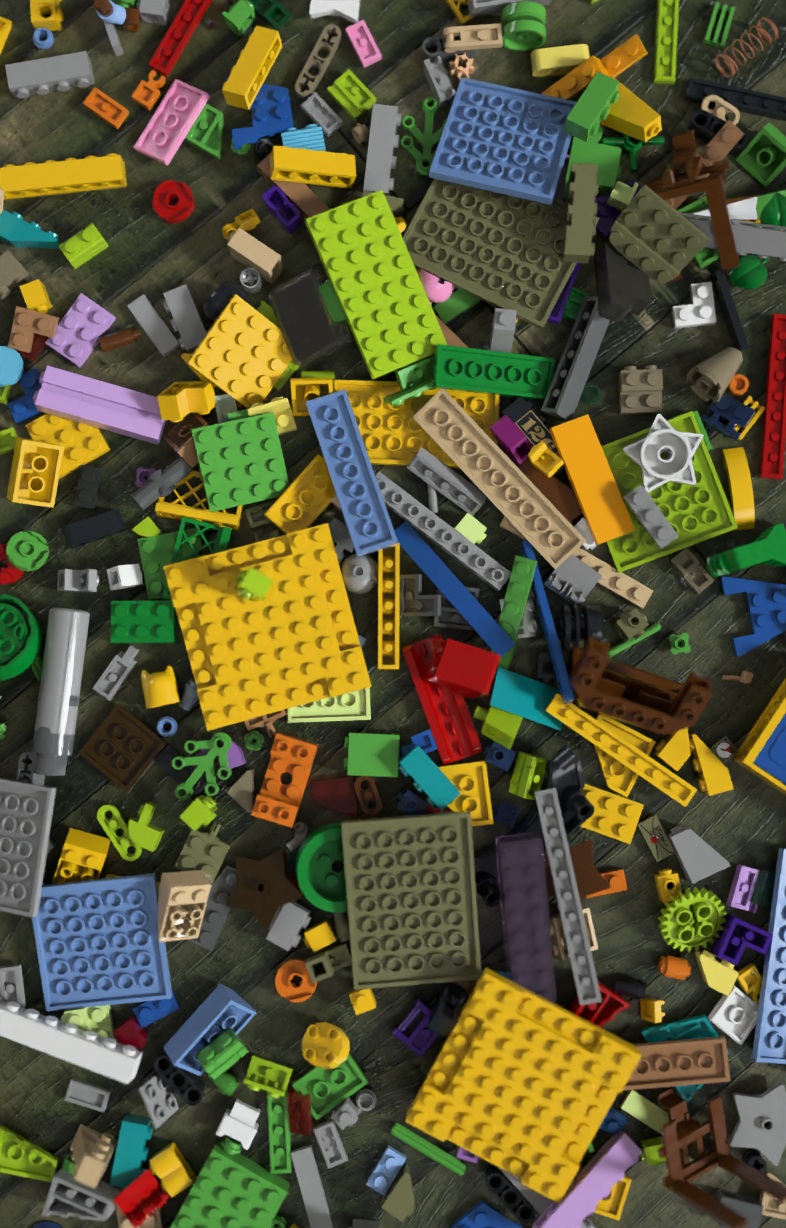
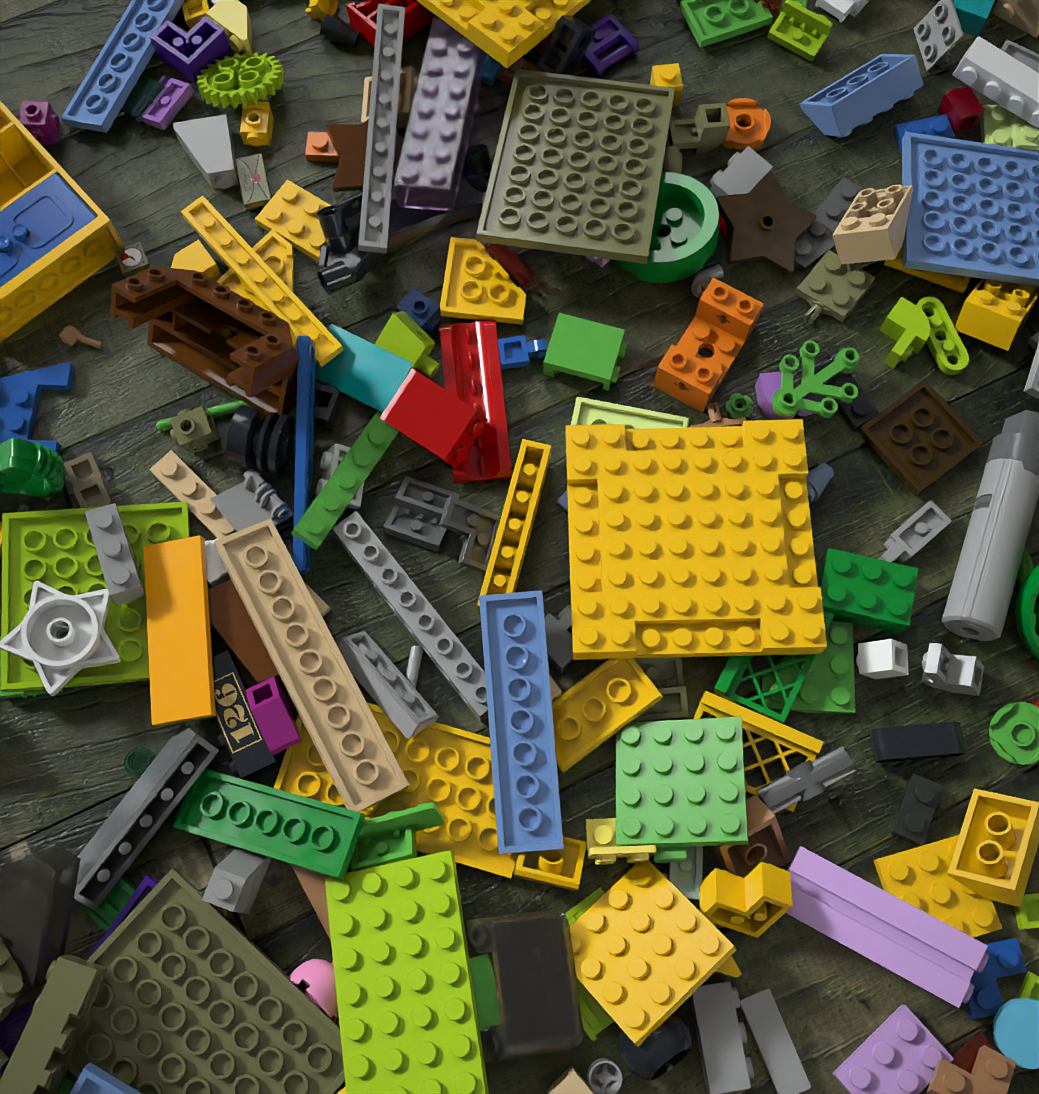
camera: 165 degrees left, 15 degrees down
(119, 339) = (833, 1033): reddish brown cylinder -> none
(141, 473) = (831, 810): medium lavender plate -> none
(147, 528) = (837, 725): lime tile -> none
(160, 688) = (857, 494): yellow piece -> none
(160, 726) = (858, 444): medium blue plate -> none
(182, 1088) = (900, 38): black beam -> none
(200, 812) = (832, 326): lime brick -> none
(222, 1053) = (852, 62): bright green brick -> none
(226, 1083) = (854, 40): bright green cone -> none
(243, 791) = (767, 346): dark tan slope -> none
(252, 584) = (702, 578): lime brick -> none
(318, 374) = (535, 891): lime axle -> none
(319, 935) = (703, 161): yellow brick -> none
(325, 1045) = (723, 42): yellow brick -> none
(336, 794) = (645, 318): clear red wing -> none
(359, 573) = (551, 579): light grey cylinder -> none
(367, 795) = (603, 308): reddish brown plate -> none
(411, 803) = (548, 282): dark blue brick -> none
(428, 778) = (518, 301): teal brick -> none
(453, 590) = (420, 531): blue tile -> none
(455, 305) = (297, 949): bright green slope -> none
(471, 529) = (372, 608): yellowish green brick -> none
(507, 813) = (430, 246): clear blue plate -> none
(527, 775) = (389, 279): lime brick -> none
(544, 459) = (234, 670): yellow bracket -> none
(640, 390) = (66, 749): dark tan plate -> none
(674, 967) = (281, 40): orange brick -> none
(675, 648) = (145, 401): bright green plate -> none
(712, 772) = (156, 230): yellow slope -> none

